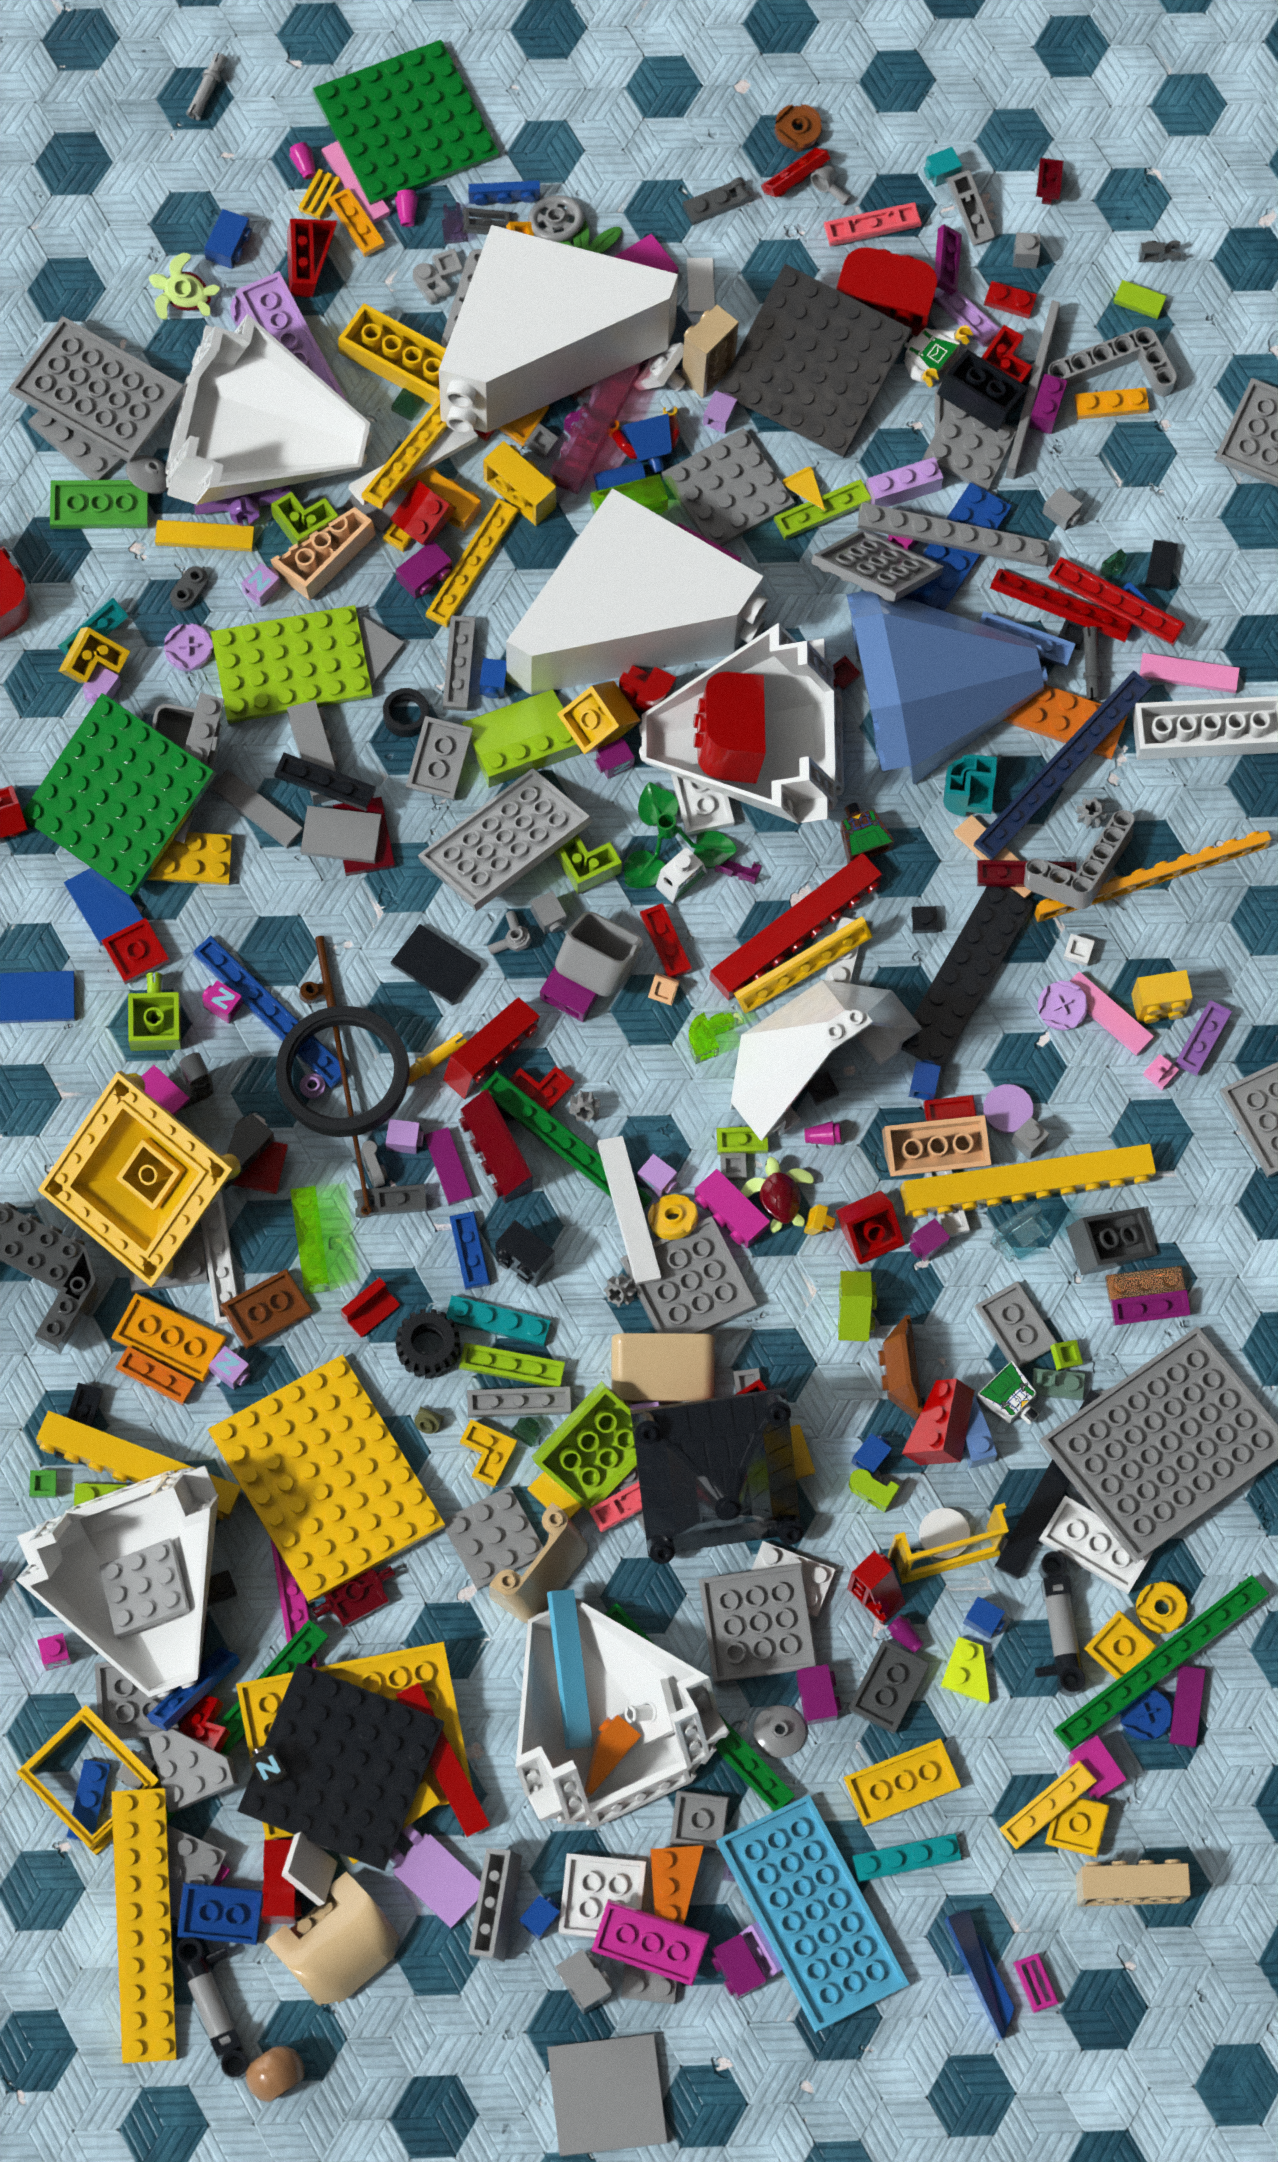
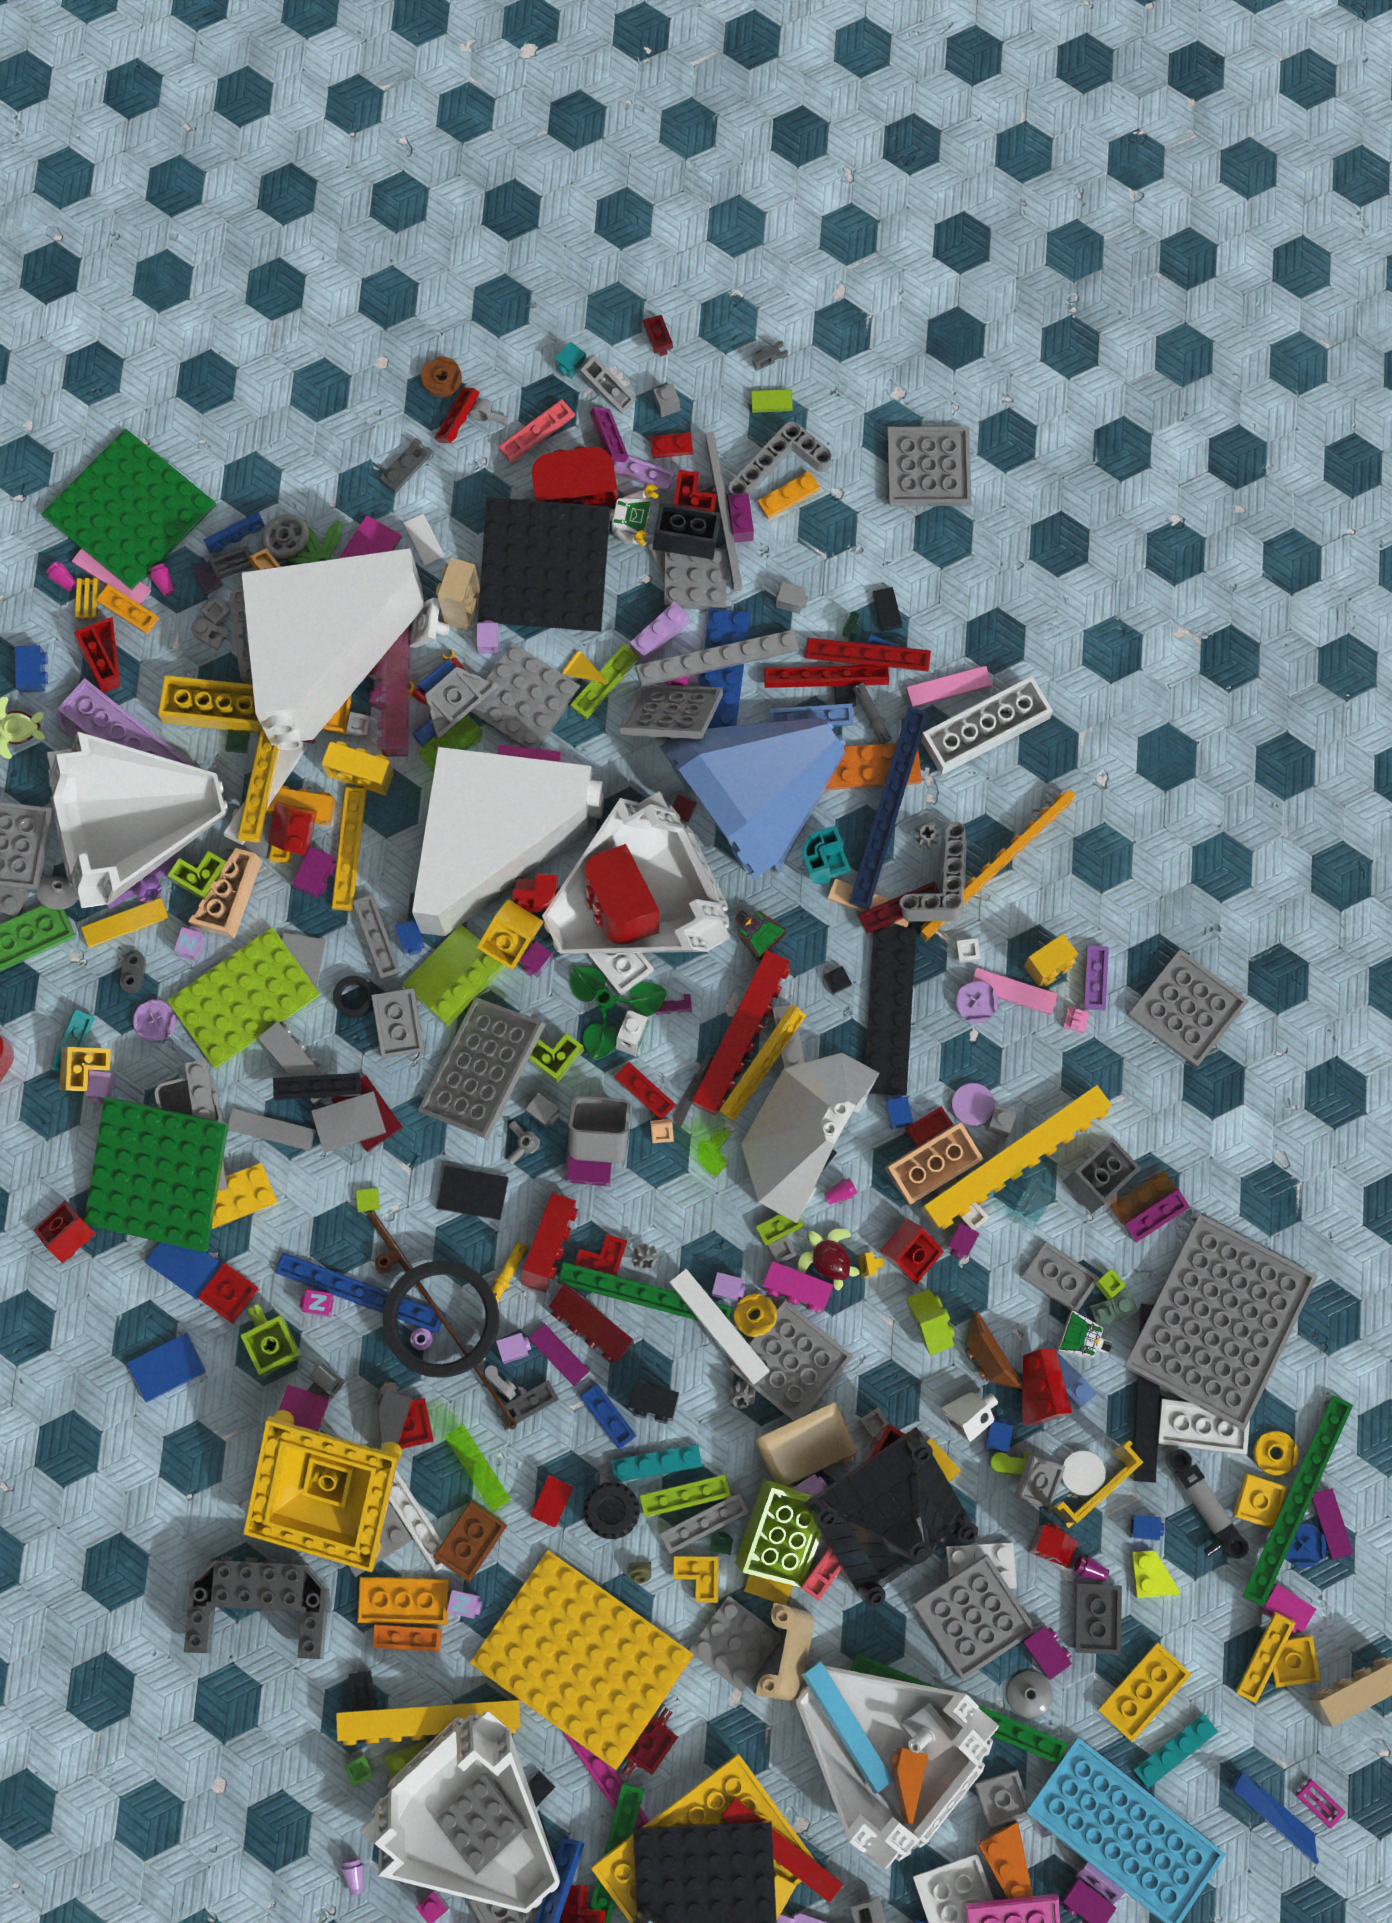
camera: 20 degrees left, 5 degrees up
(323, 923) = (368, 1200): none -> lime tile
(656, 455) = (455, 698): none -> light grey wing
(703, 973) = (686, 1102): none -> dark grey piece
(852, 1416) = (970, 1414): none -> white torso
(892, 1514) = (1039, 1481): none -> light grey plate

